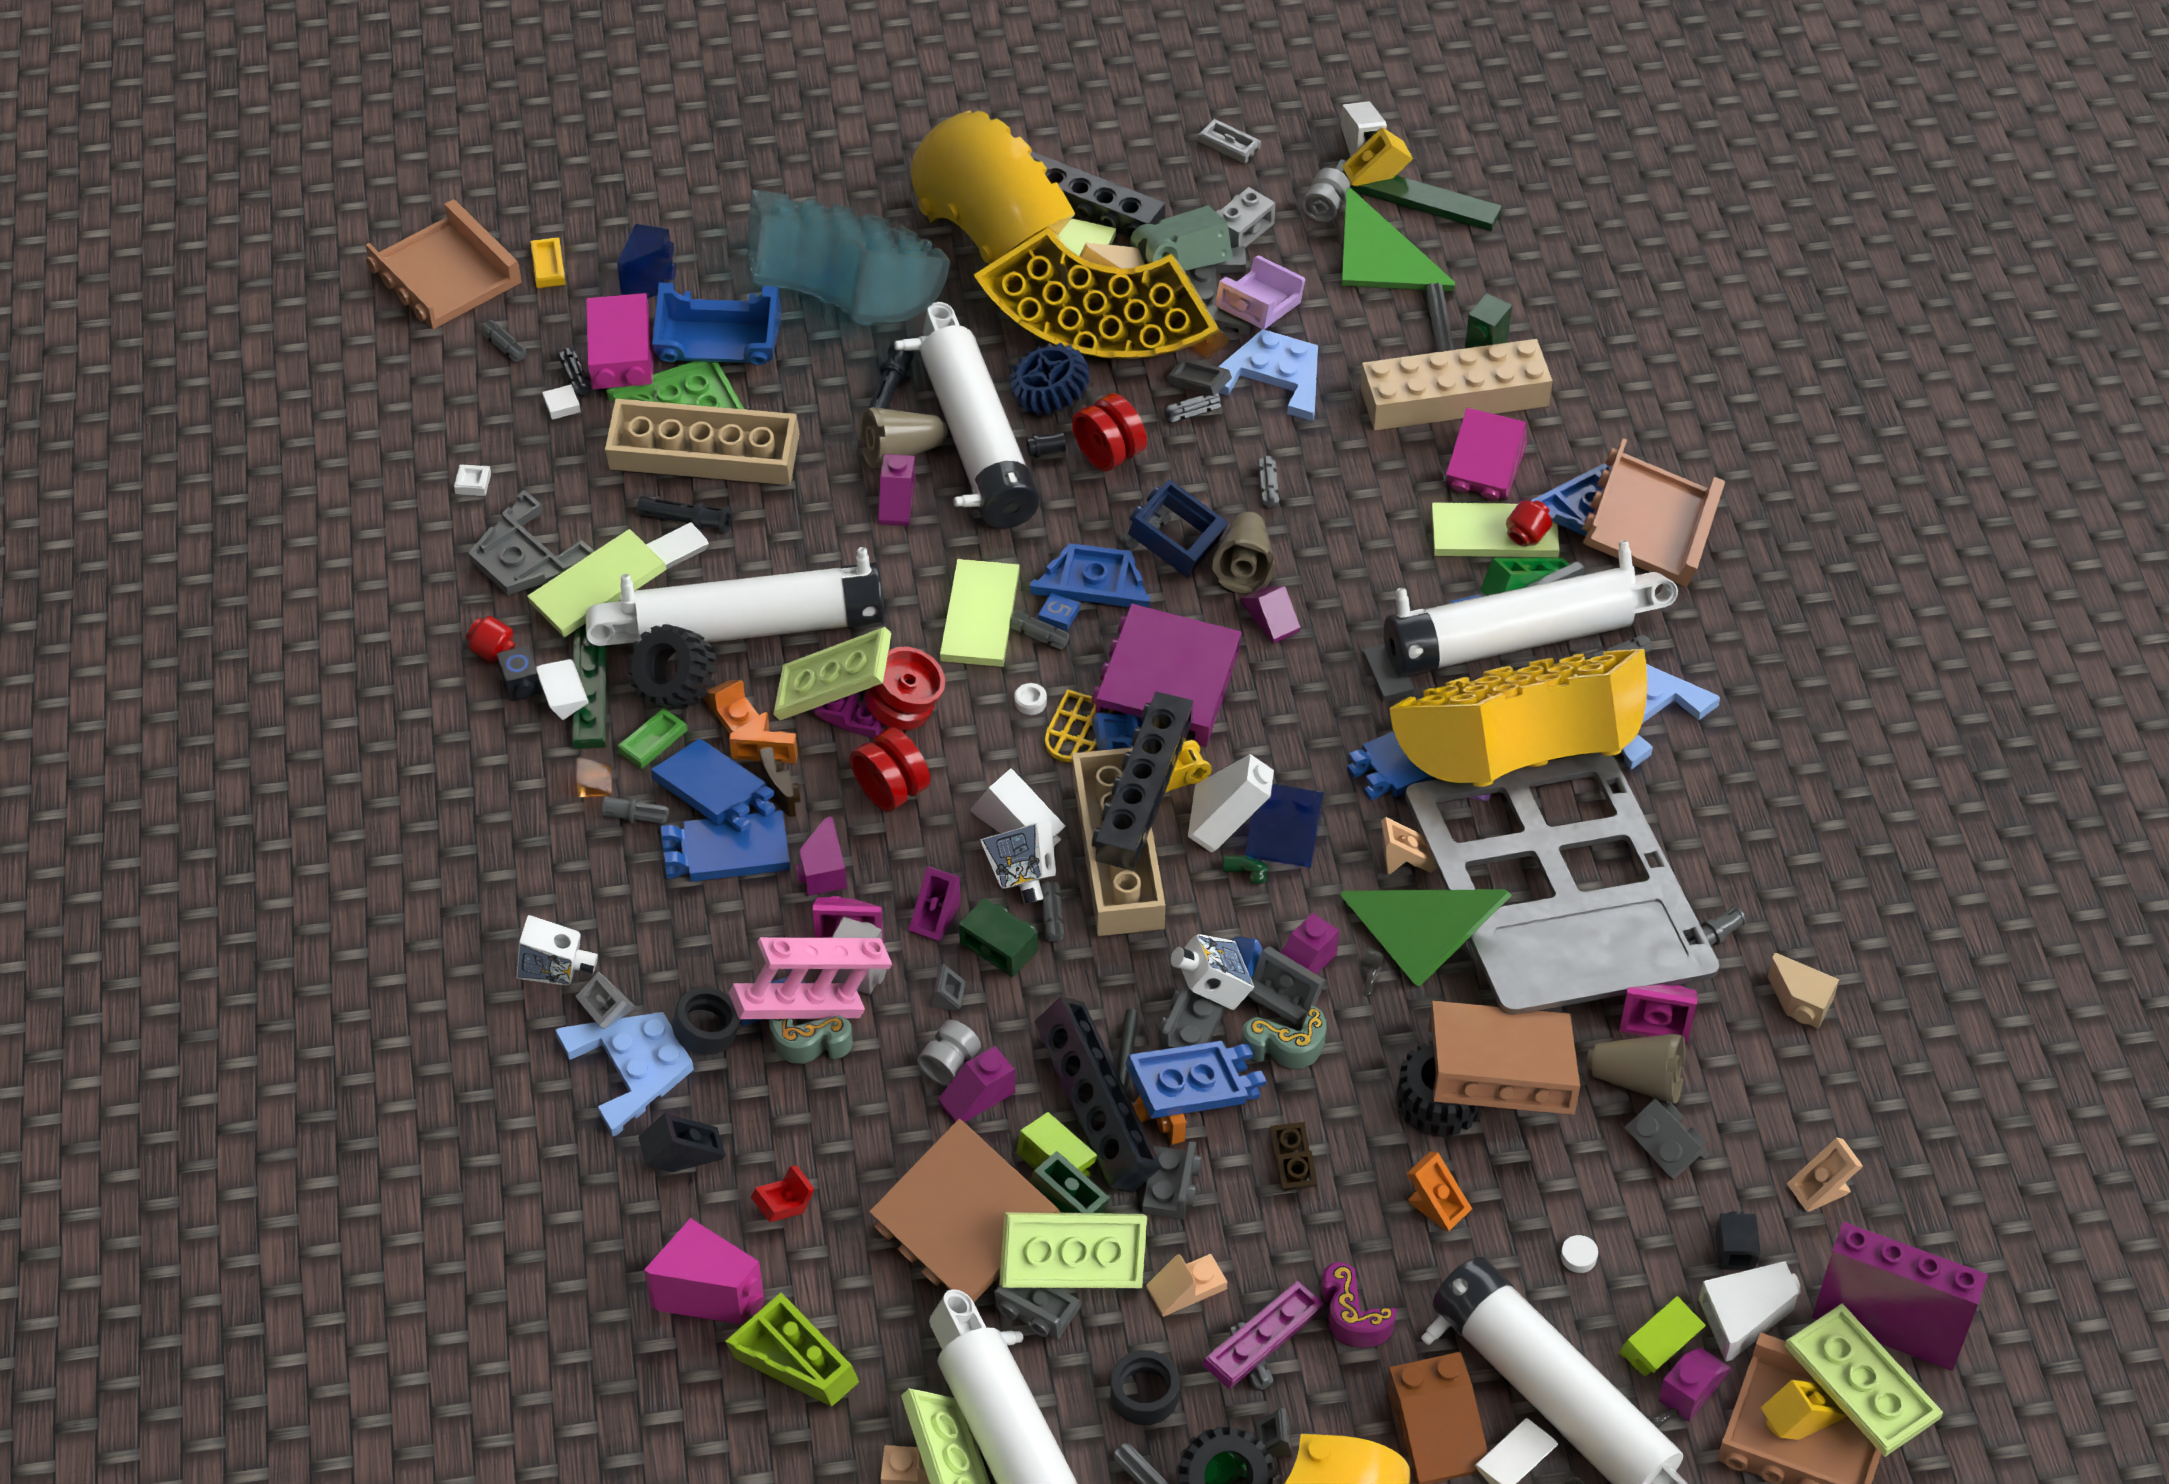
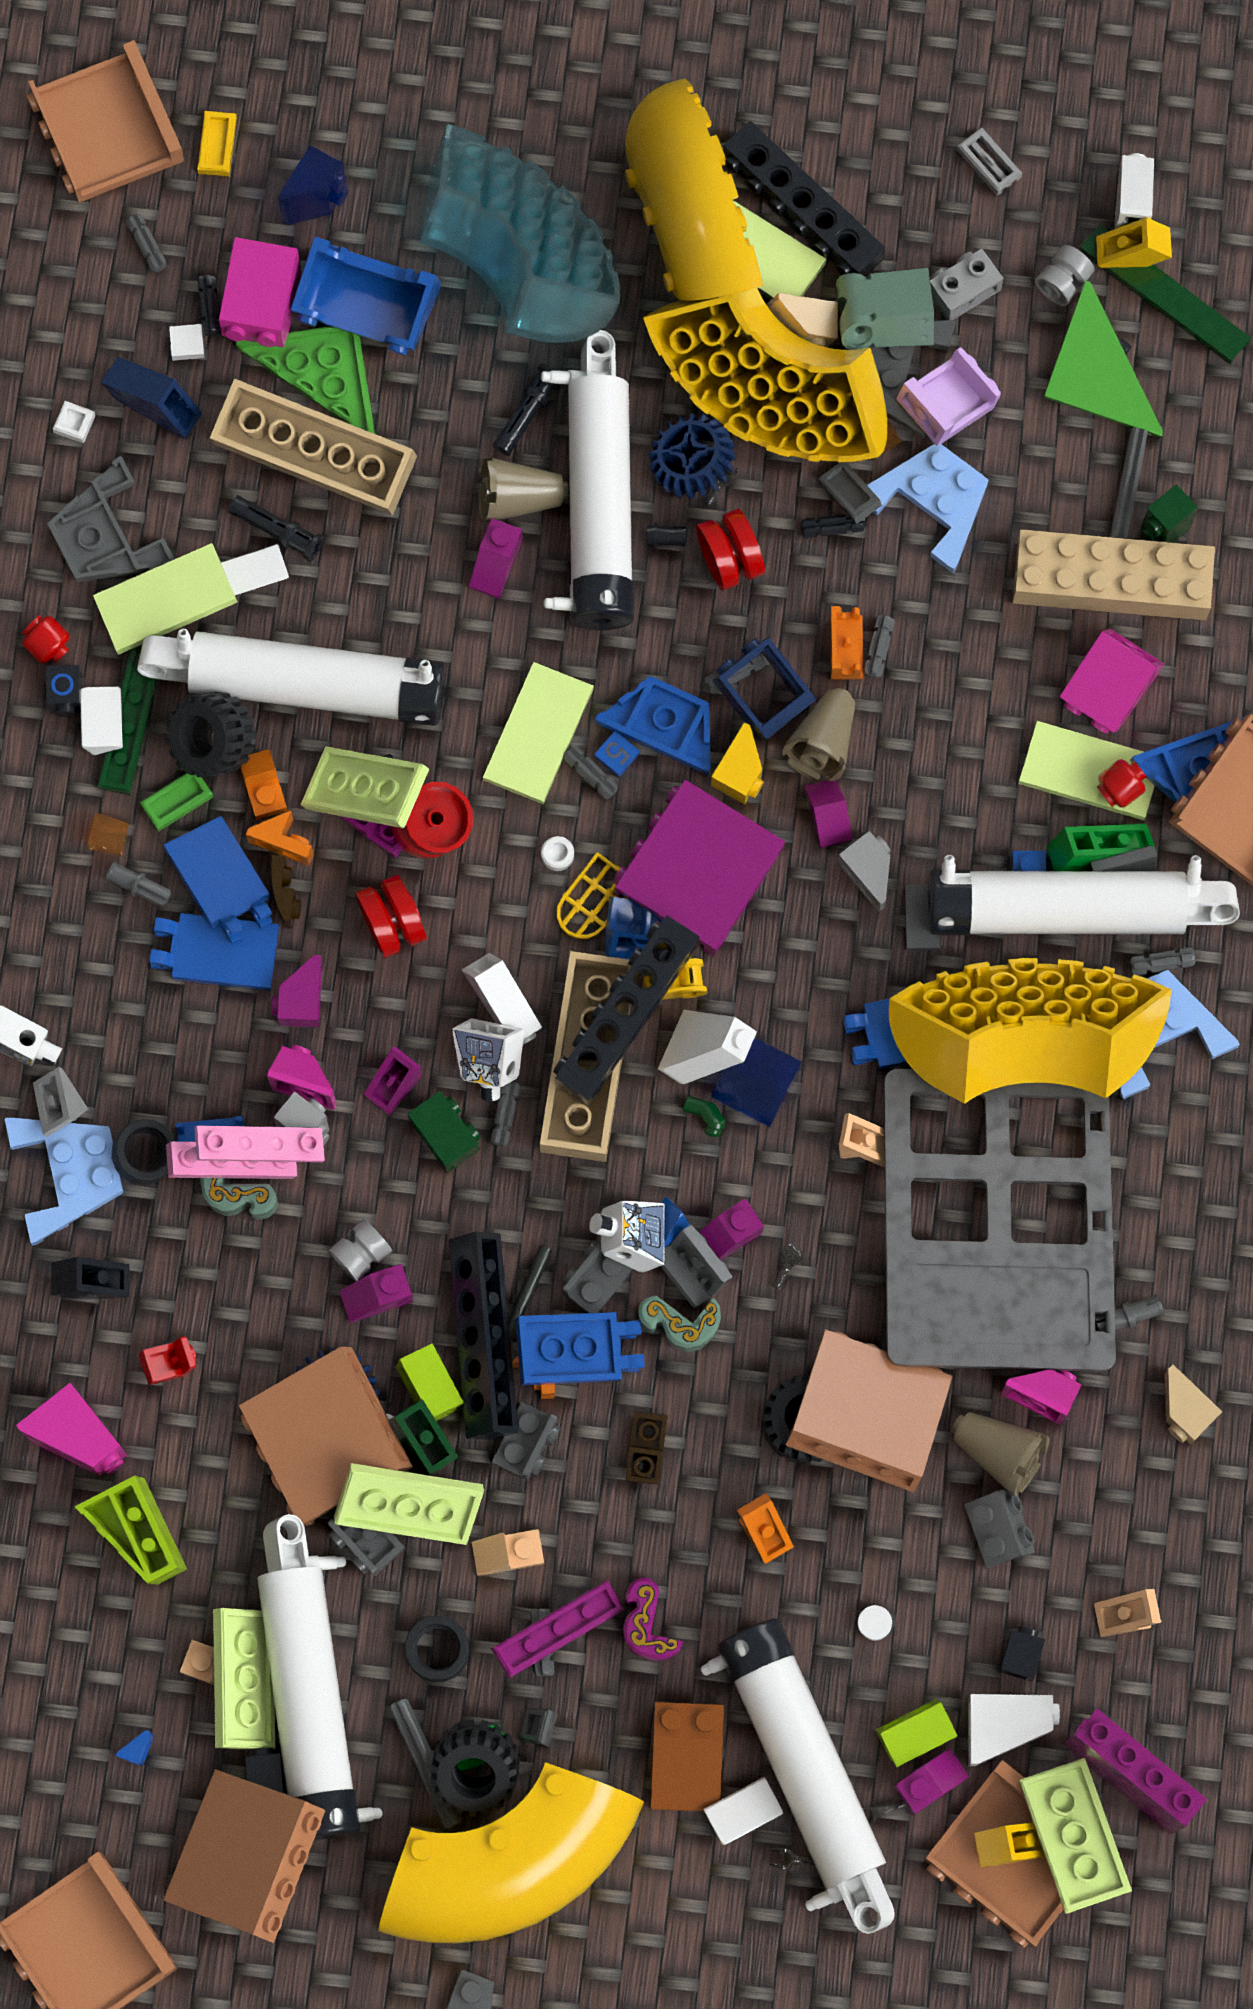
camera: 15 degrees right, 25 degrees up
(541, 439) = (152, 396): none -> dark blue slope
(947, 989) = (381, 1174): dark grey slope -> none
(1178, 590) = (740, 768): none -> yellow slope
(1236, 485) = (846, 644): none -> orange hinge
(1324, 641) = (868, 867): none -> light grey slope
(1424, 925) = (846, 1237): bright green tile -> none

